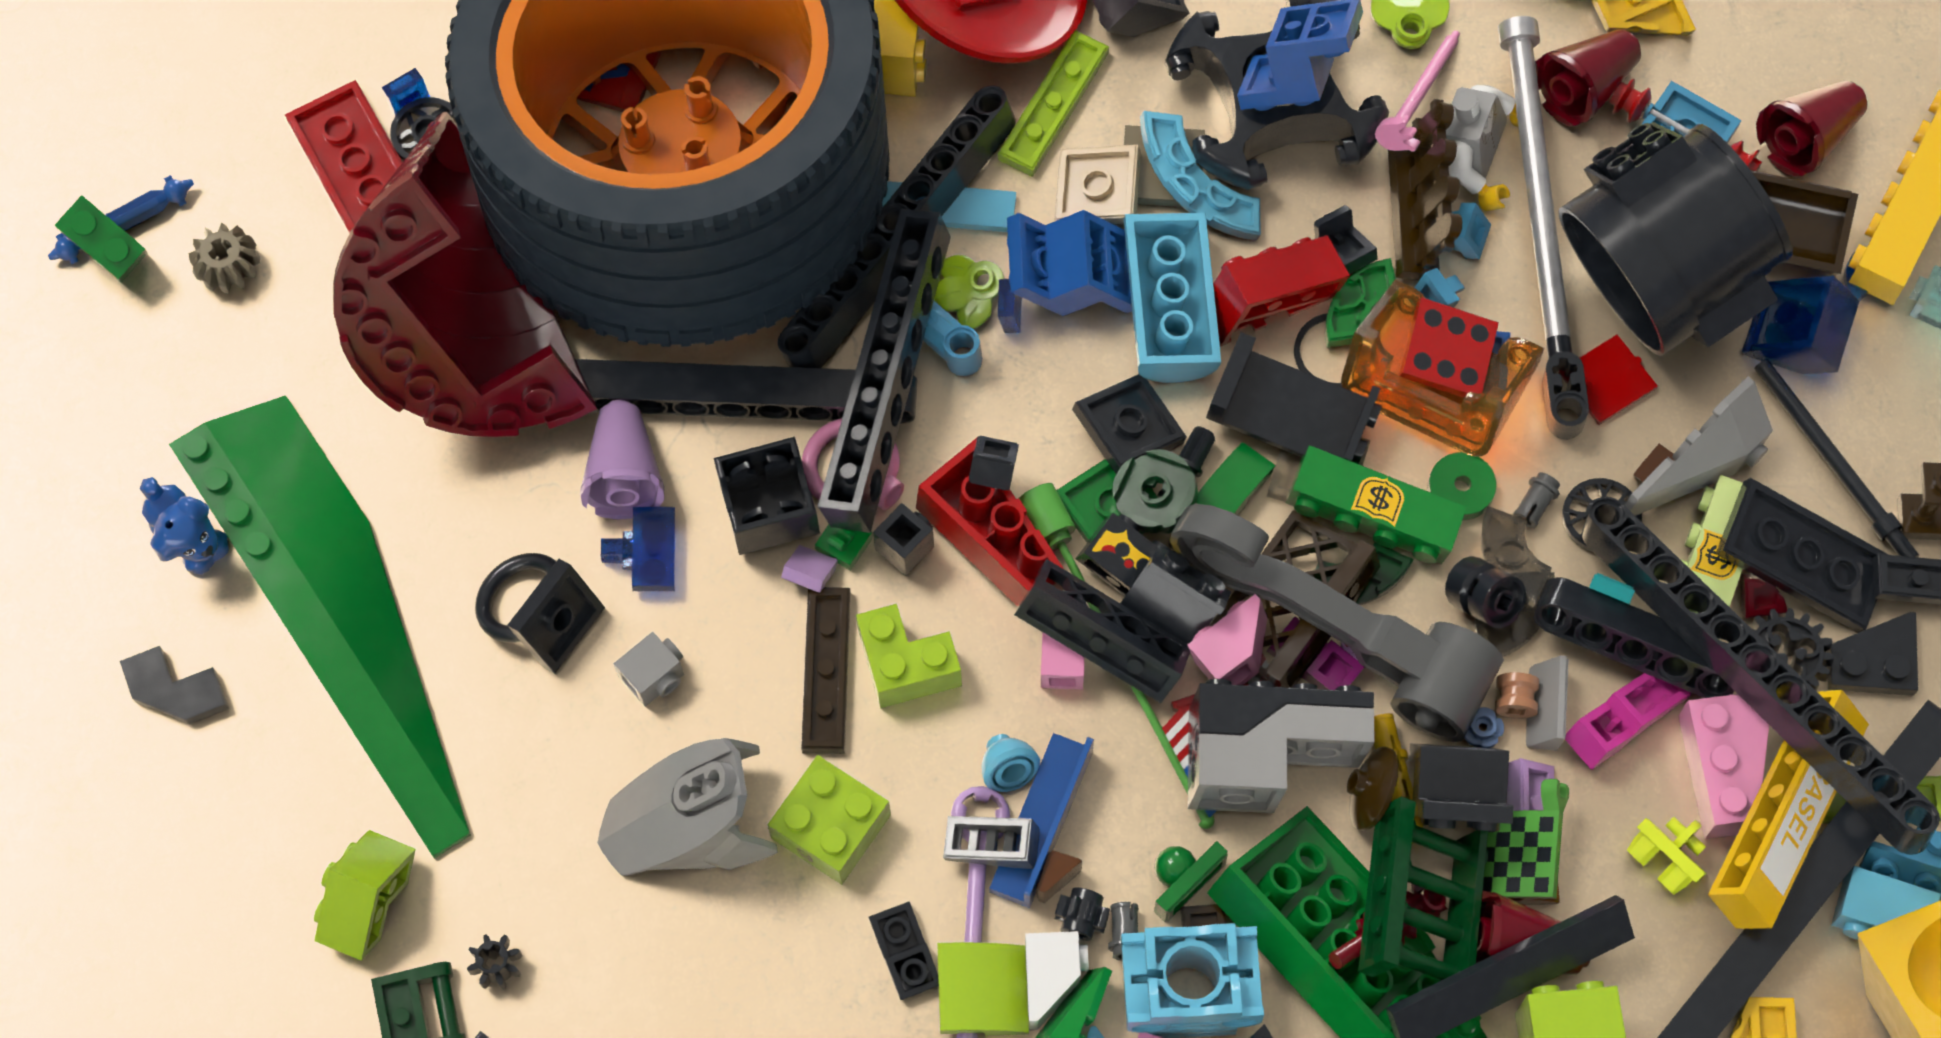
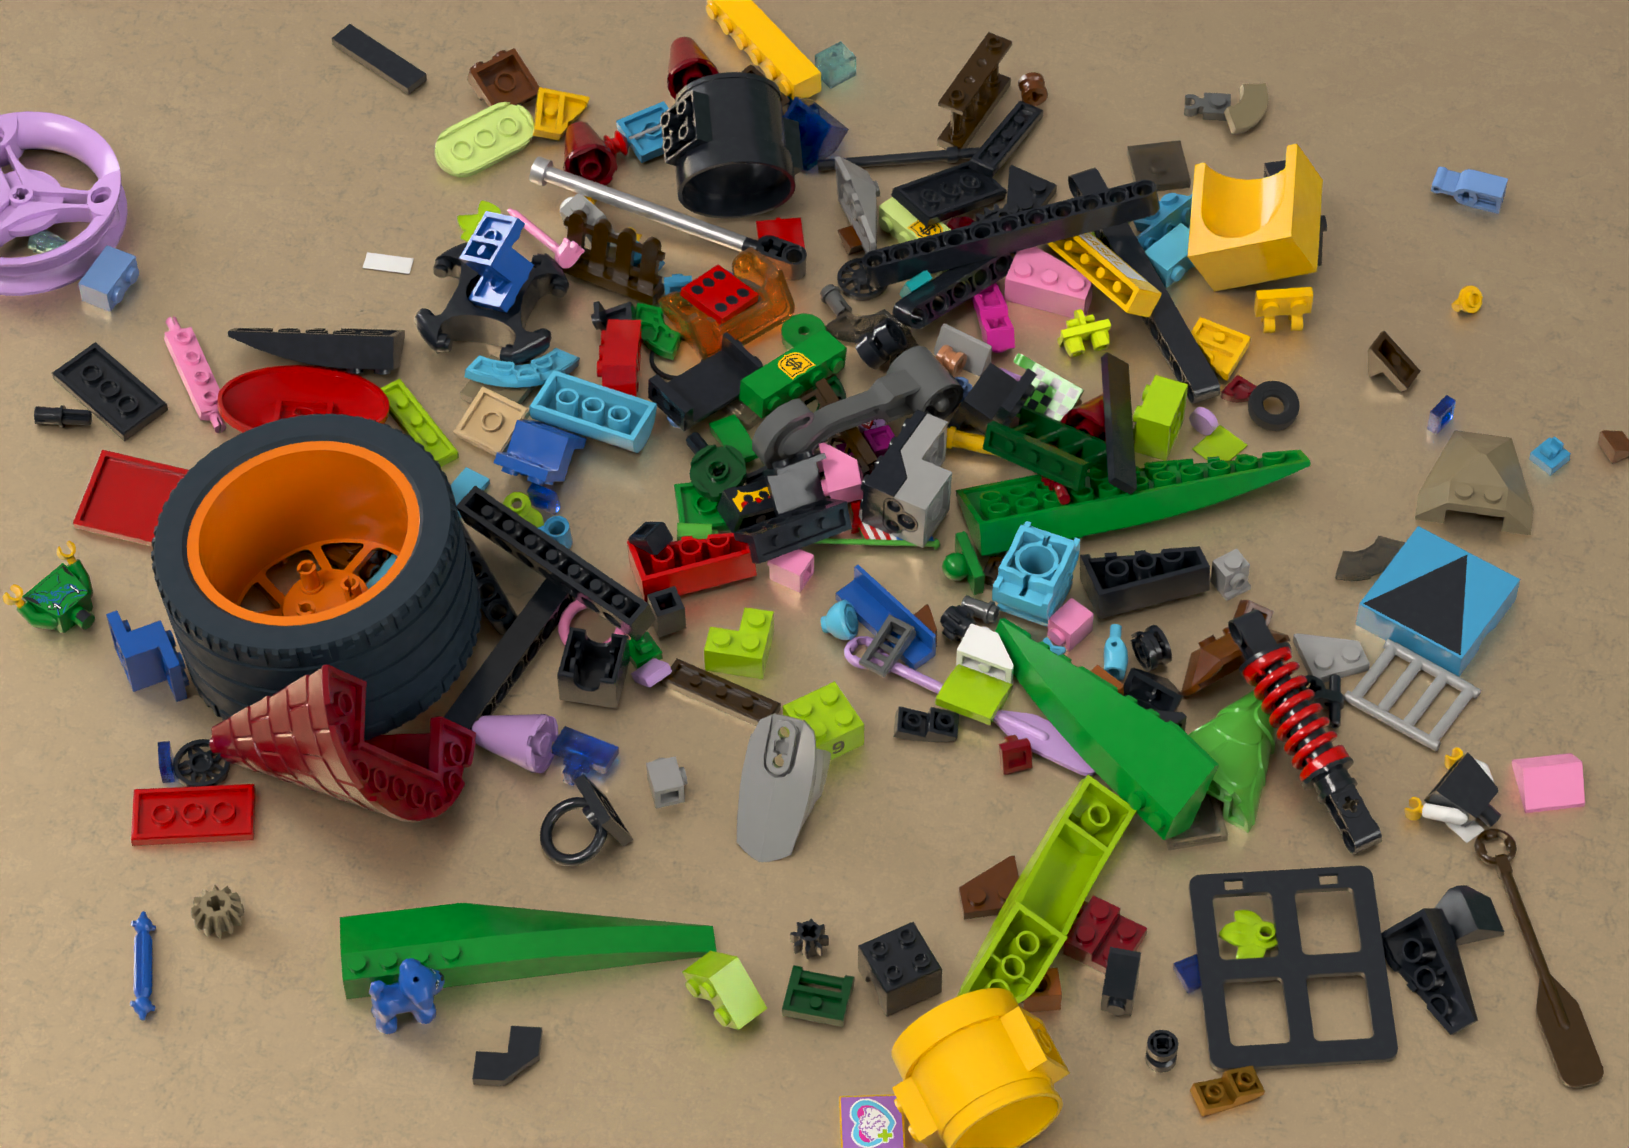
camera: 65 degrees left, 15 degrees down
(101, 238) = (159, 970): green brick -> none
(1128, 421) = (660, 472): black tile -> none
(1372, 788) = (968, 447): dark brown dish -> none

